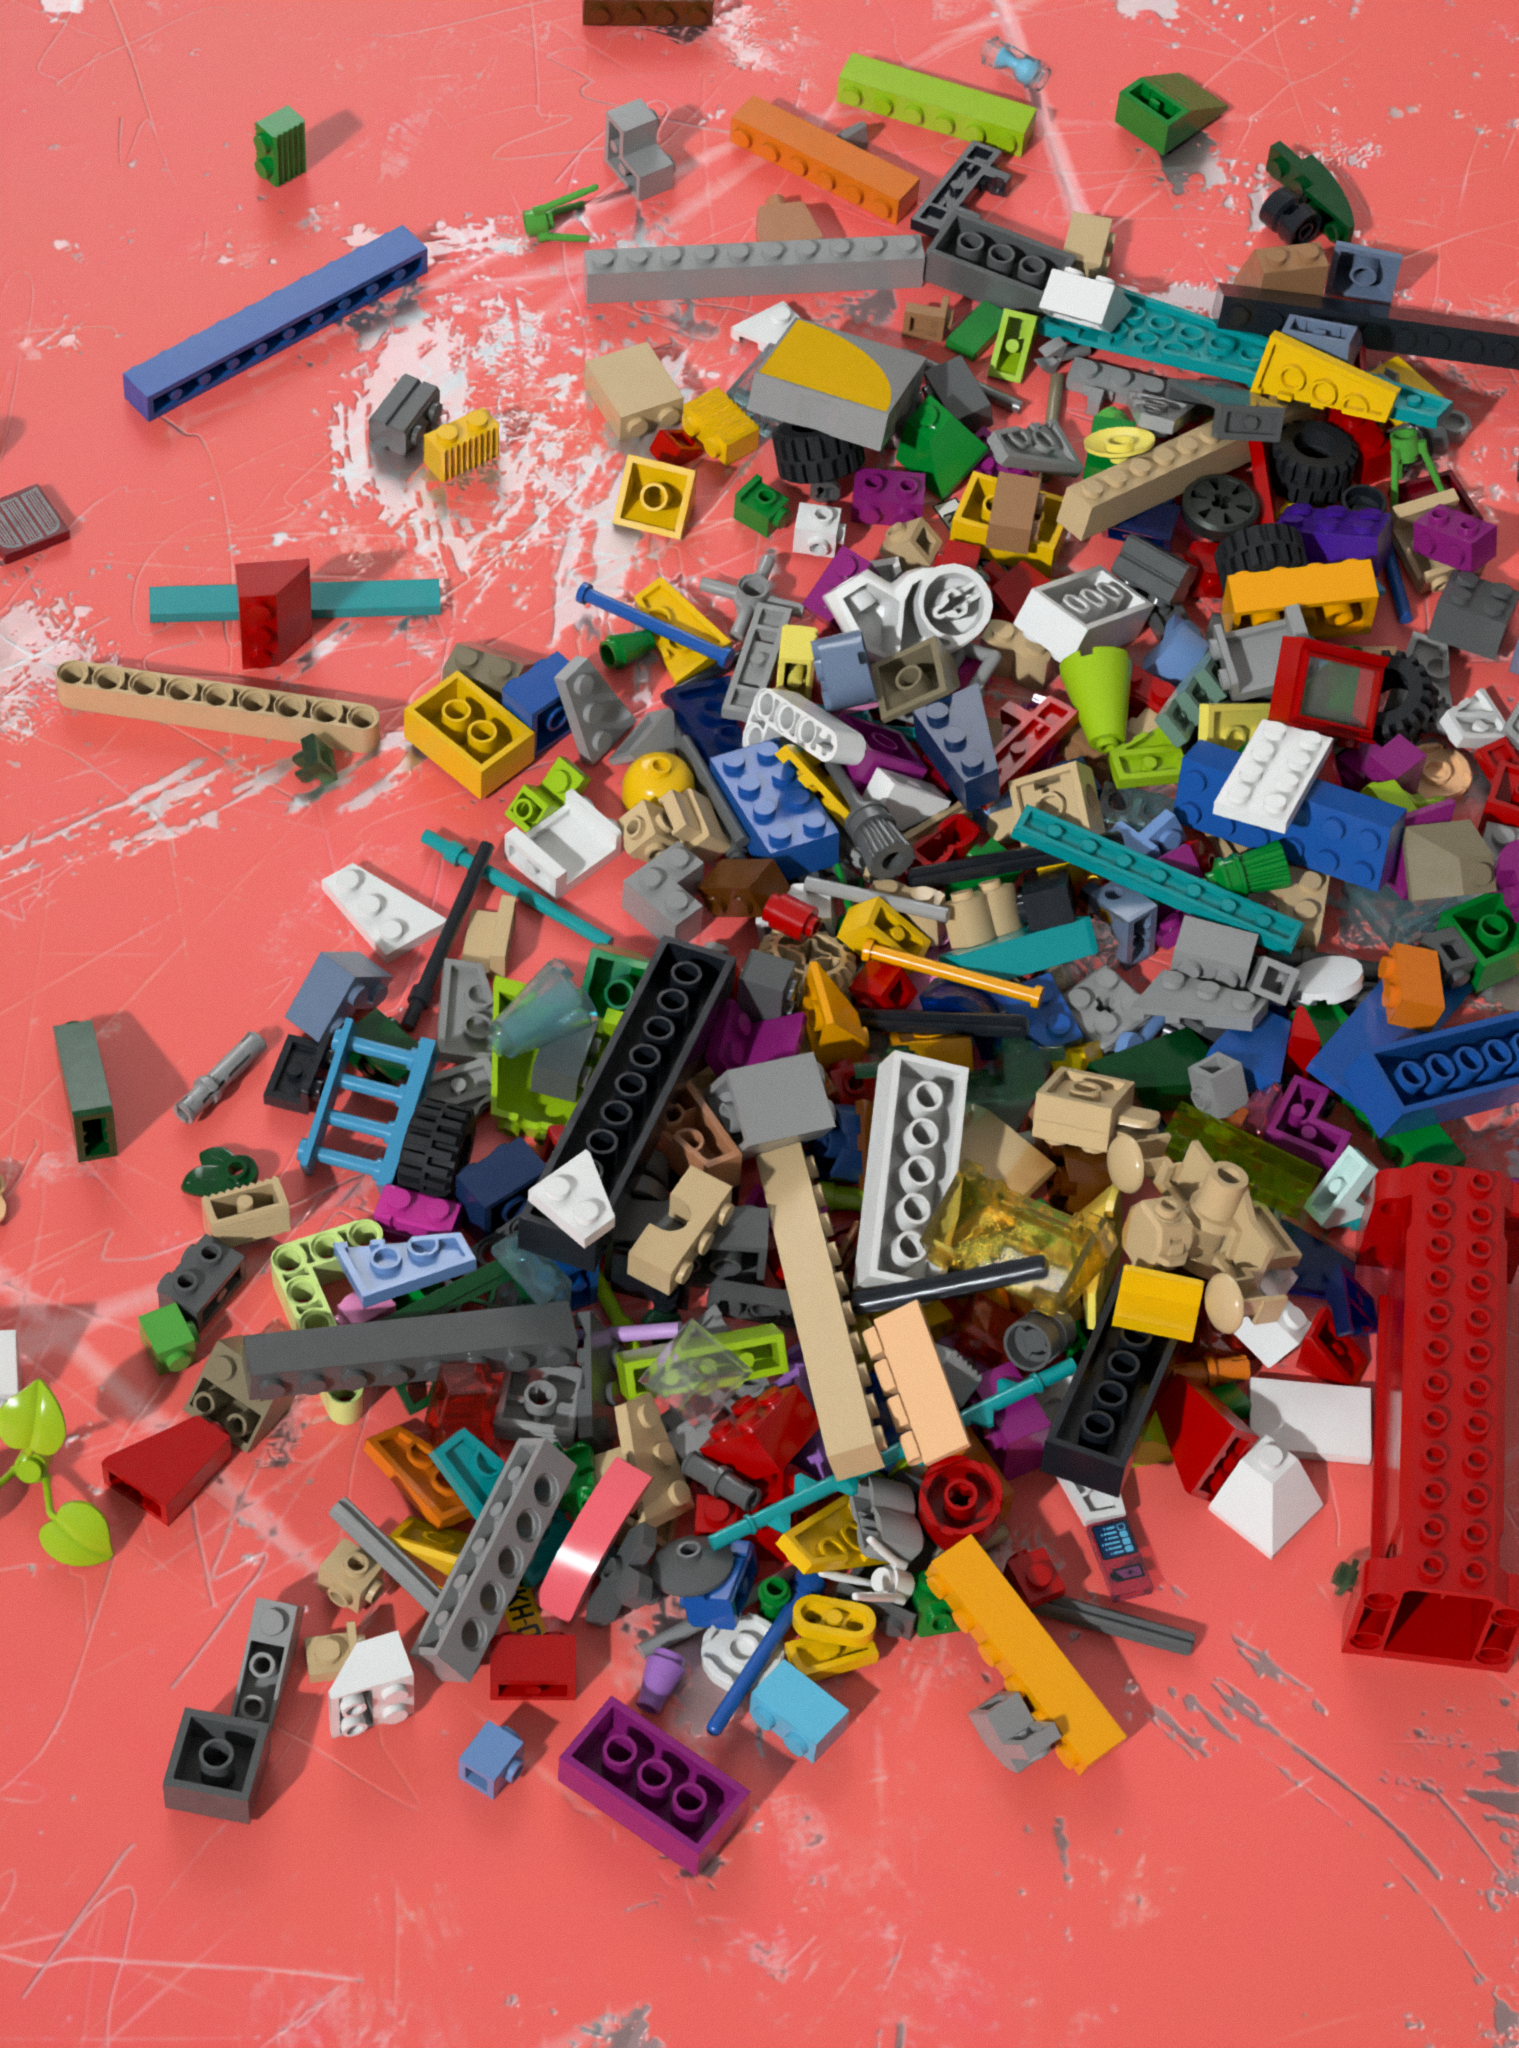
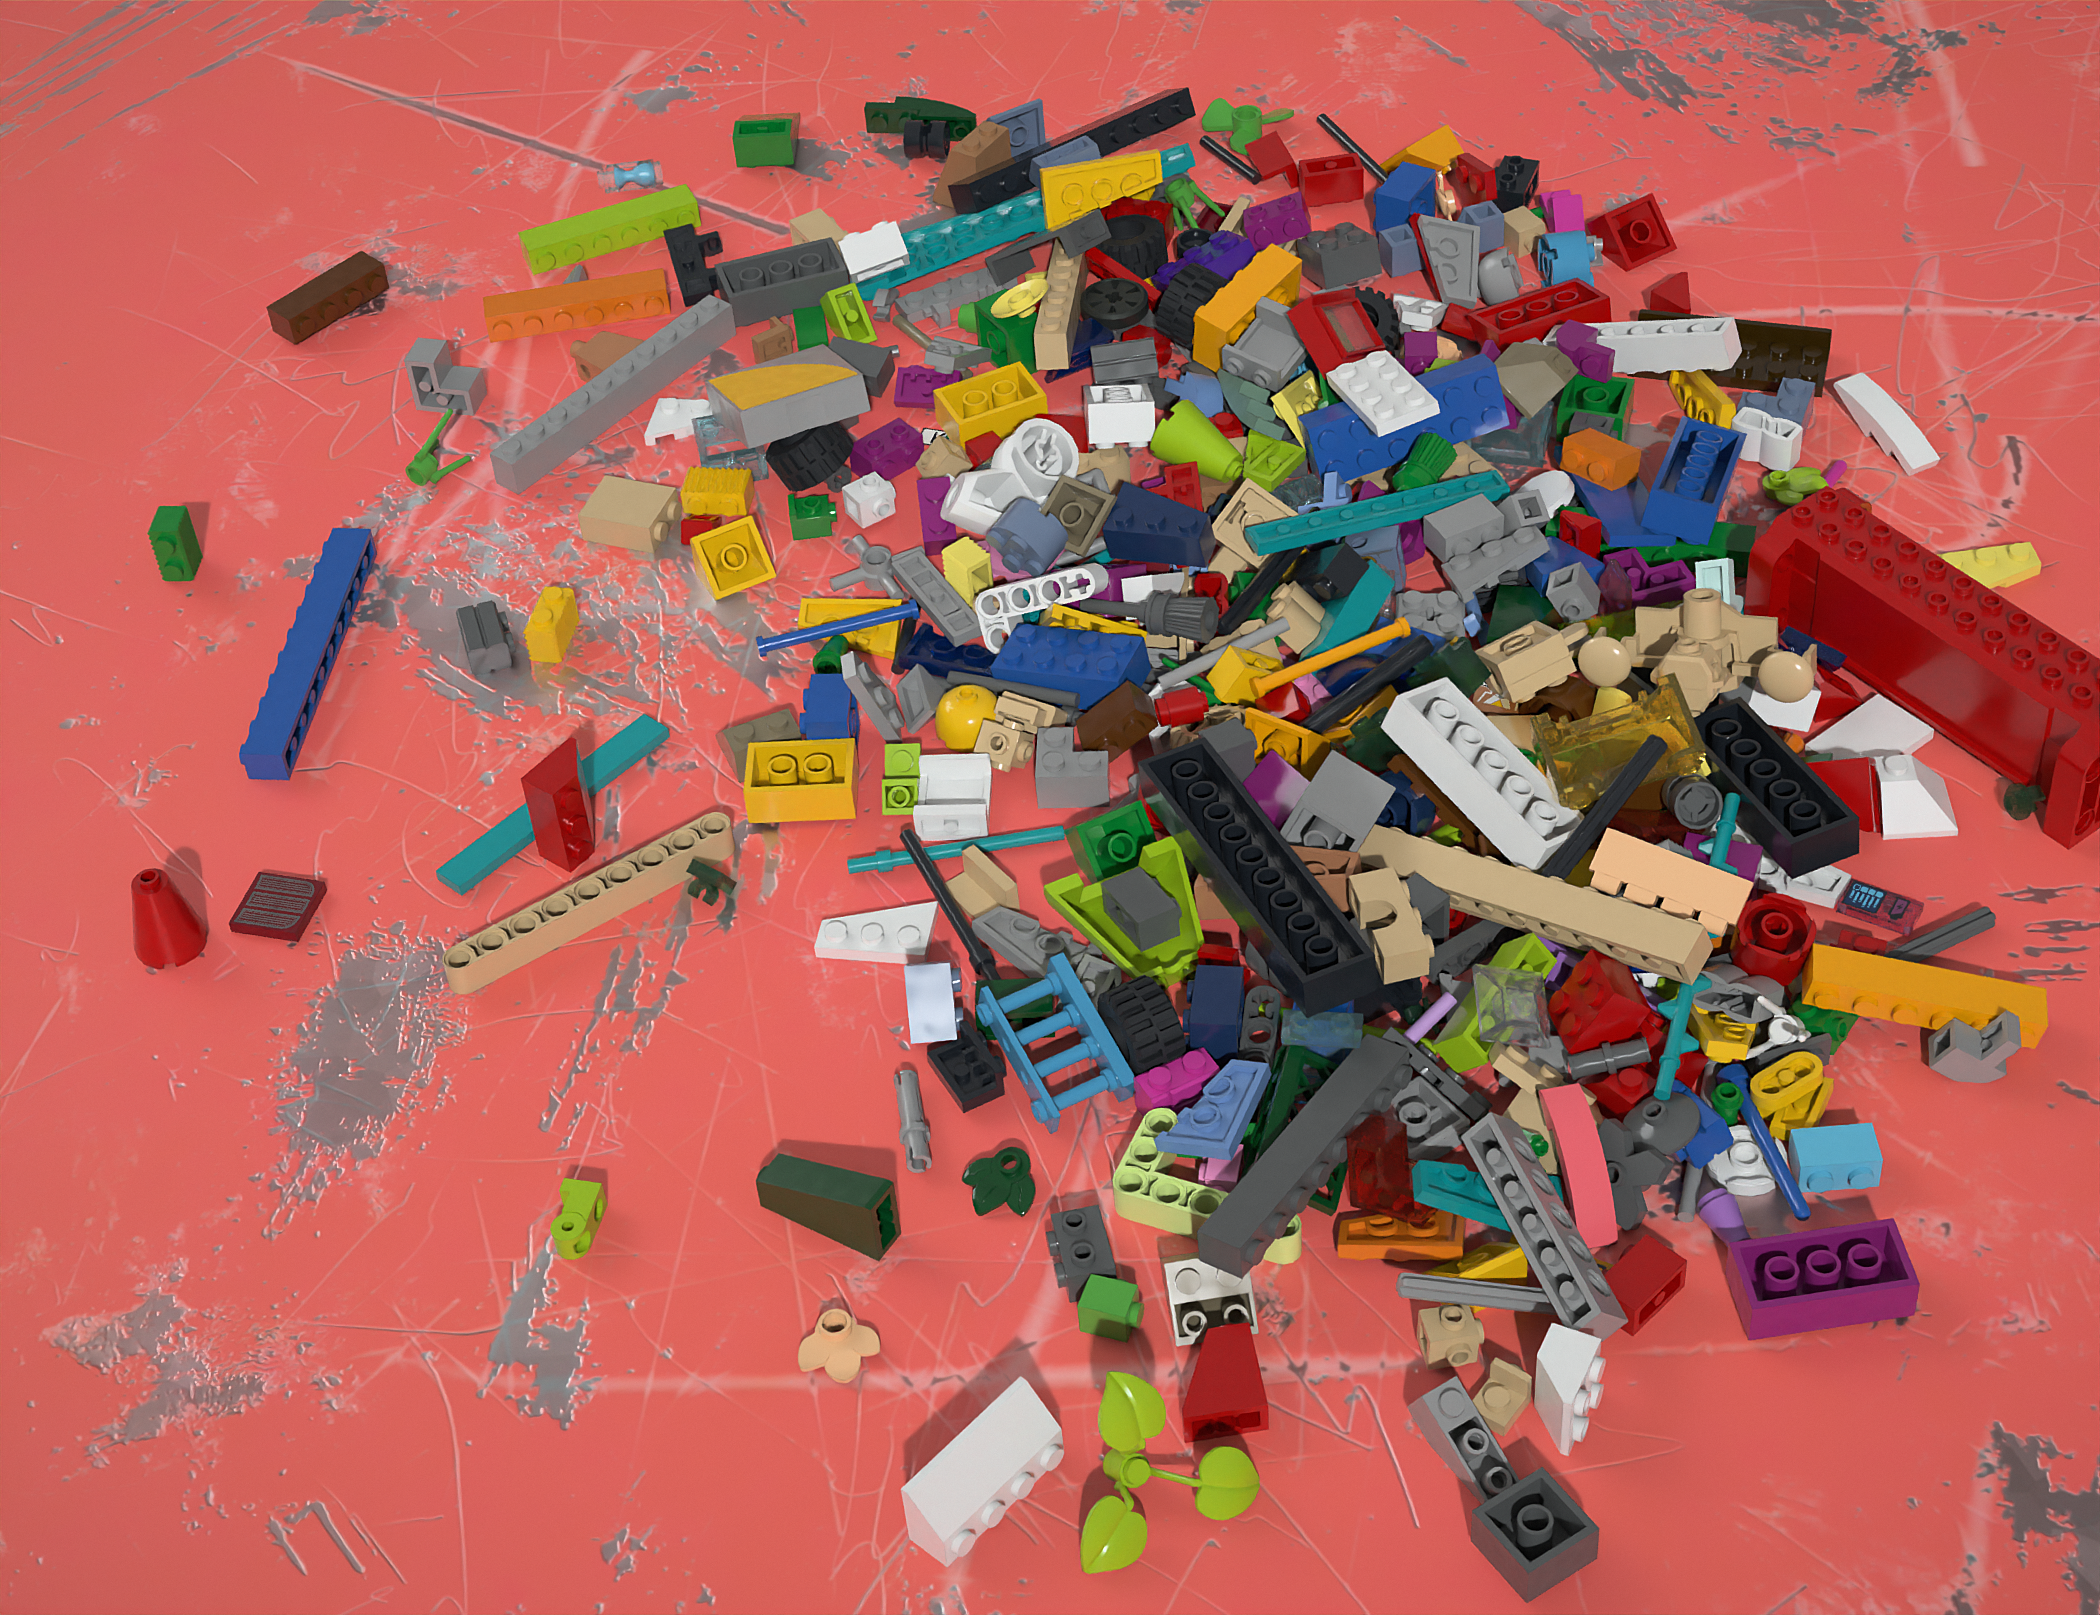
camera: 35 degrees left, 10 degrees down
(246, 1213) = (1058, 1179): tan brick -> none
(492, 1759) = (1696, 1364): medium blue brick -> none
(542, 1012) = (1111, 875): clear light blue cone -> none
(575, 1200) = (1328, 940): white wing -> none
(940, 447) = (891, 395): green slope -> none
(1014, 512) = (999, 388): medium nougat brick -> none
(1158, 414) = (1006, 278): light grey wing -> none
(1158, 1303) = (1738, 716): yellow panel -> none

